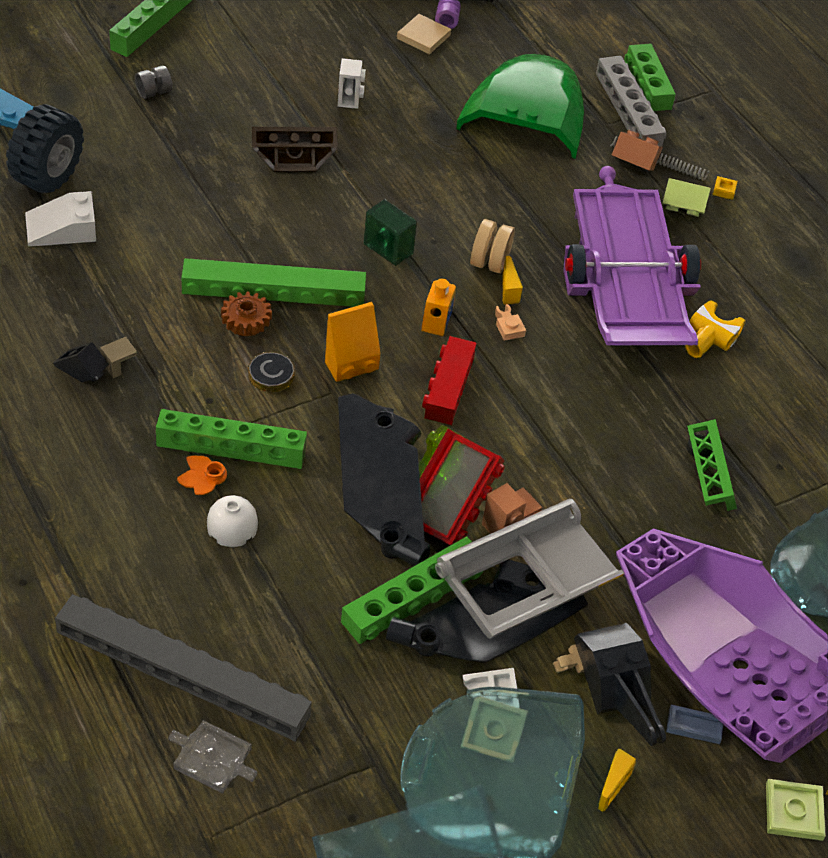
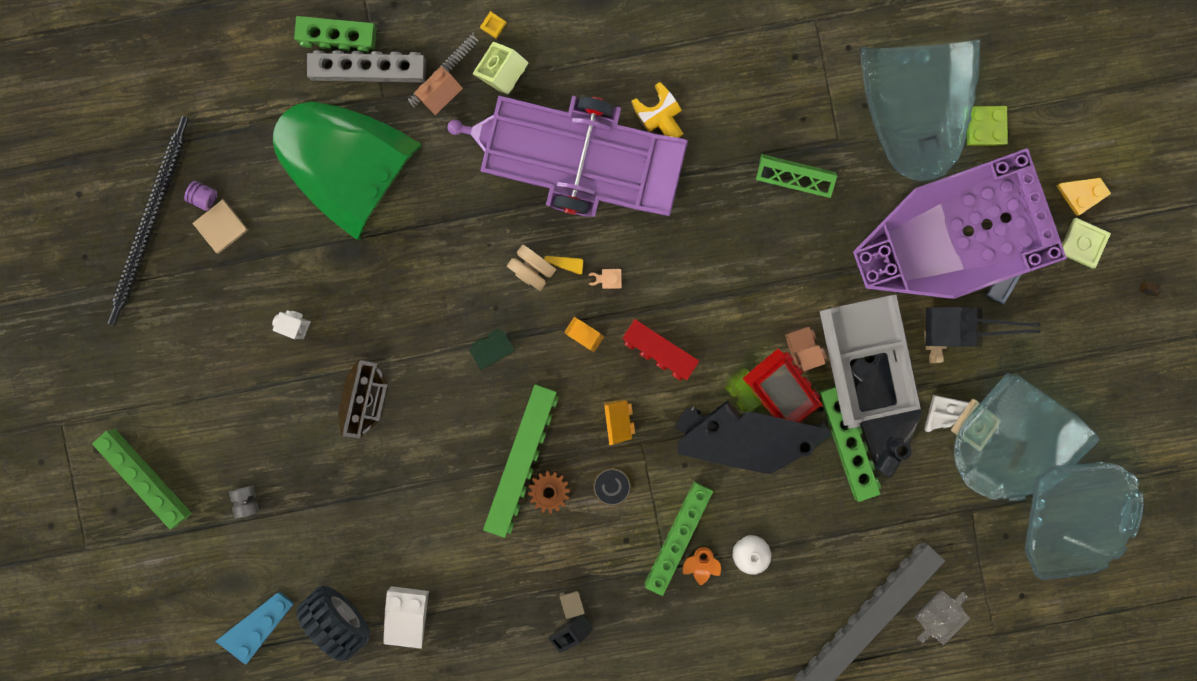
camera: 65 degrees left, 40 degrees up
(618, 775) = (1032, 354): yellow slope -> none

